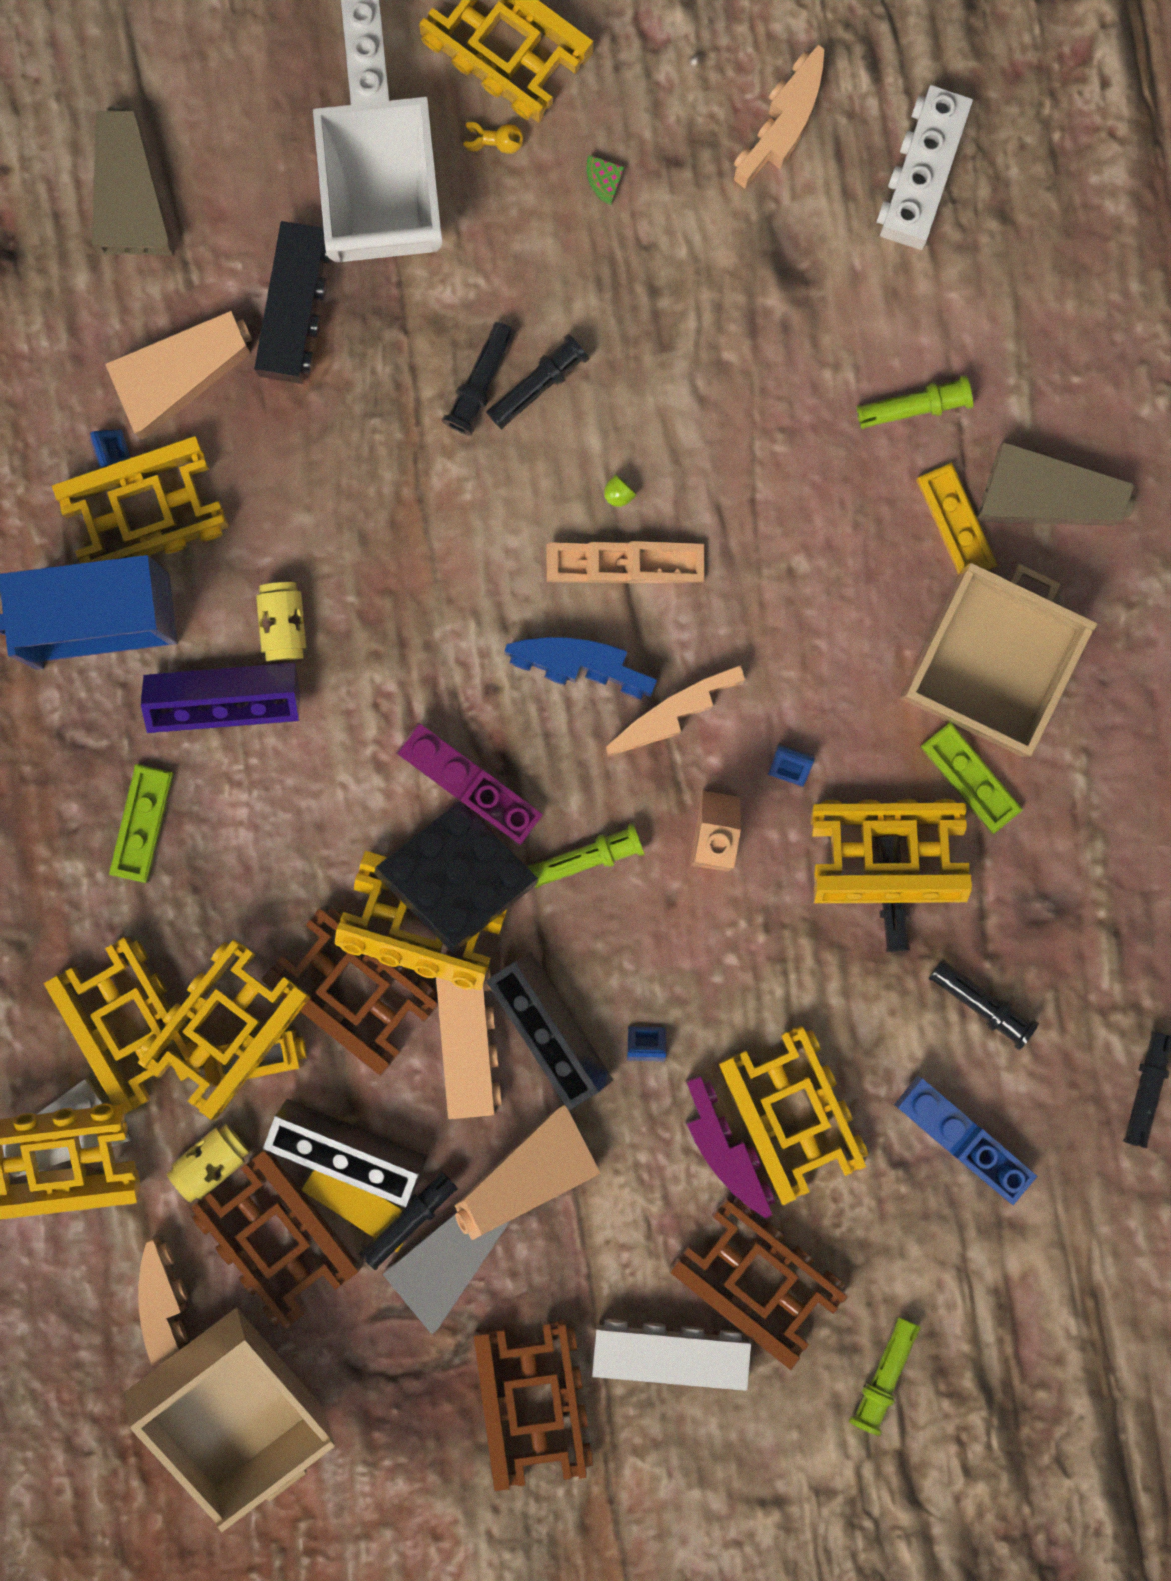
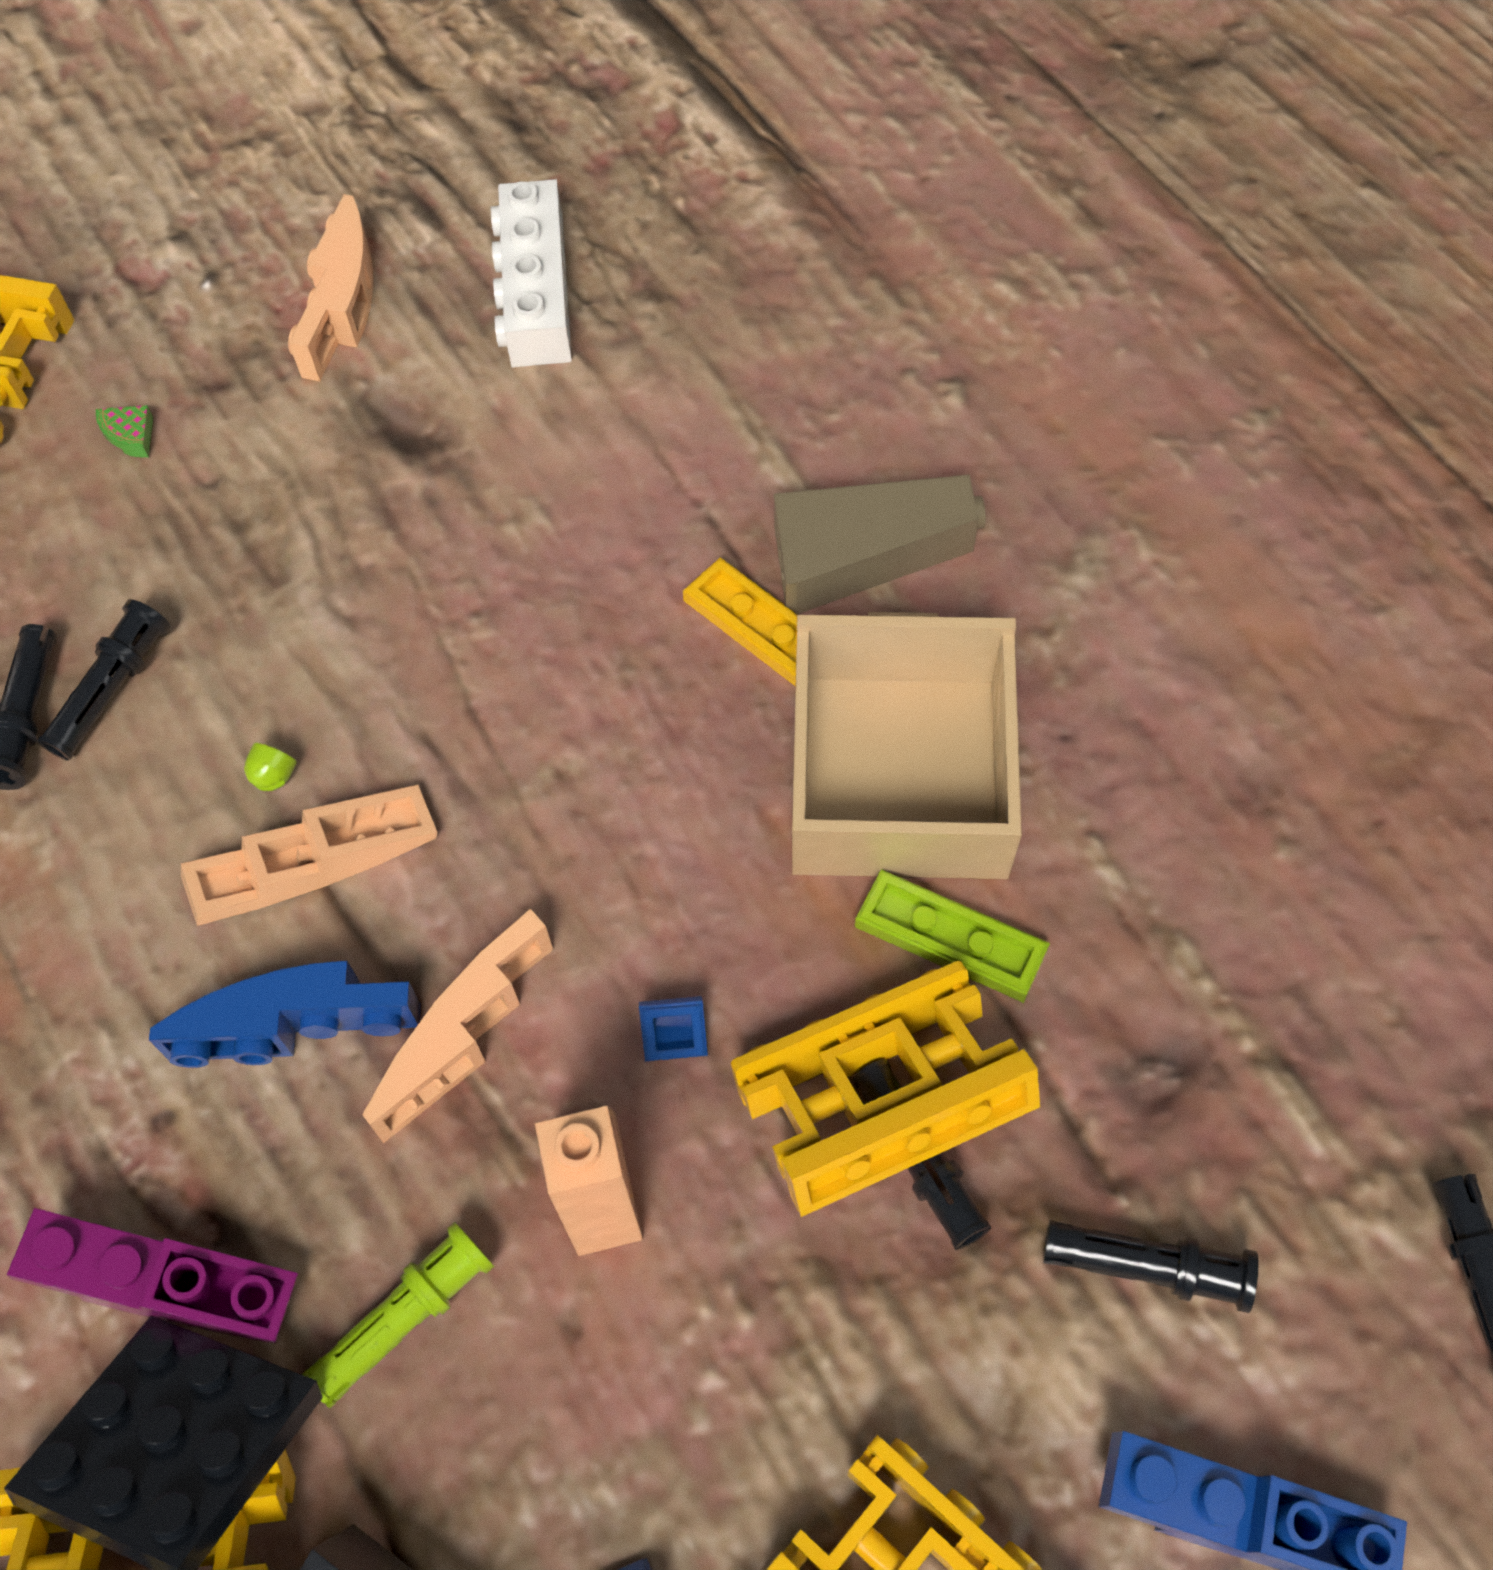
camera: 20 degrees left, 25 degrees down
(932, 400) = (660, 496): lime pin -> none

